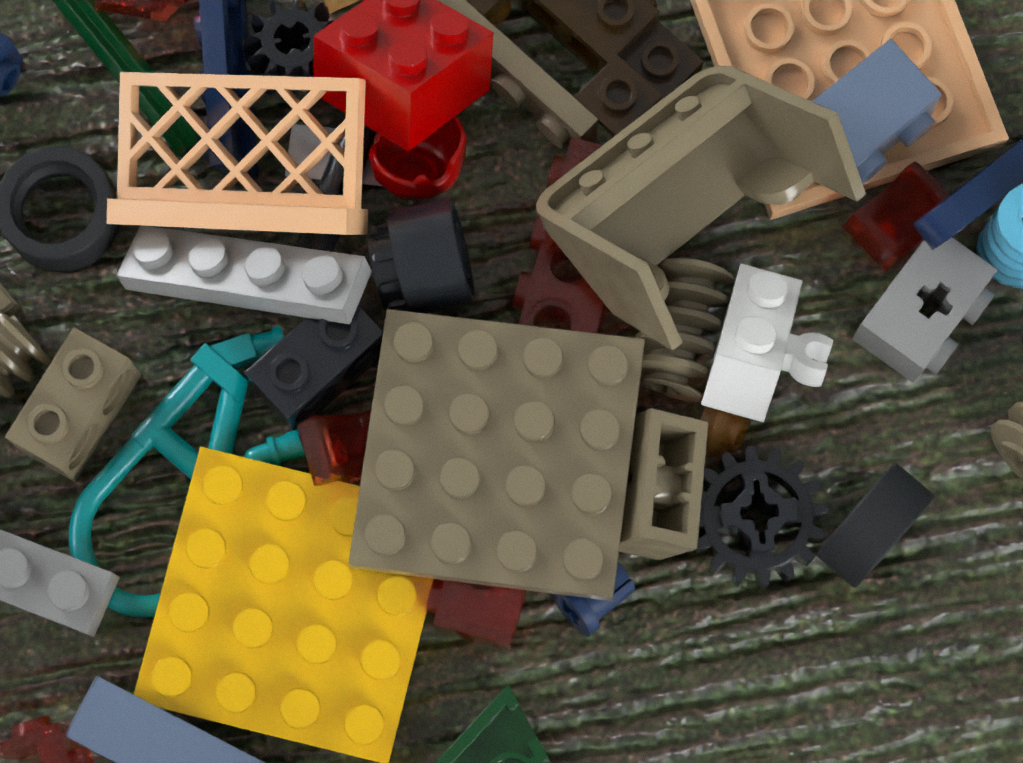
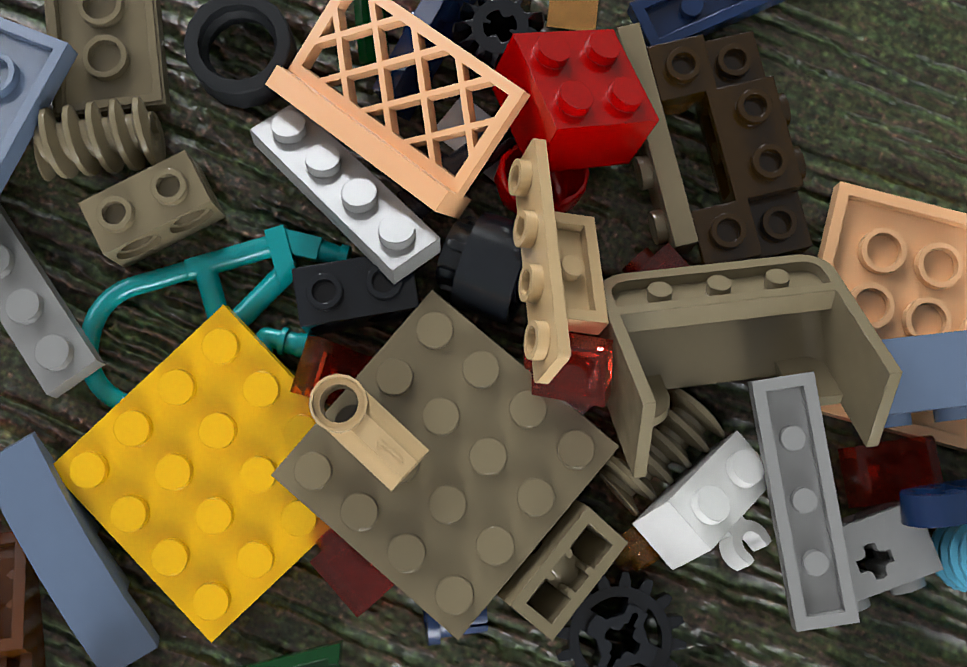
camera: 30 degrees right, 5 degrees up
(419, 461) = (371, 433): none -> tan piece
(485, 209) = (559, 264): none -> tan bracket
(553, 292) = (584, 377): none -> clear red bracket
(834, 284) = (803, 502): none -> light grey plate

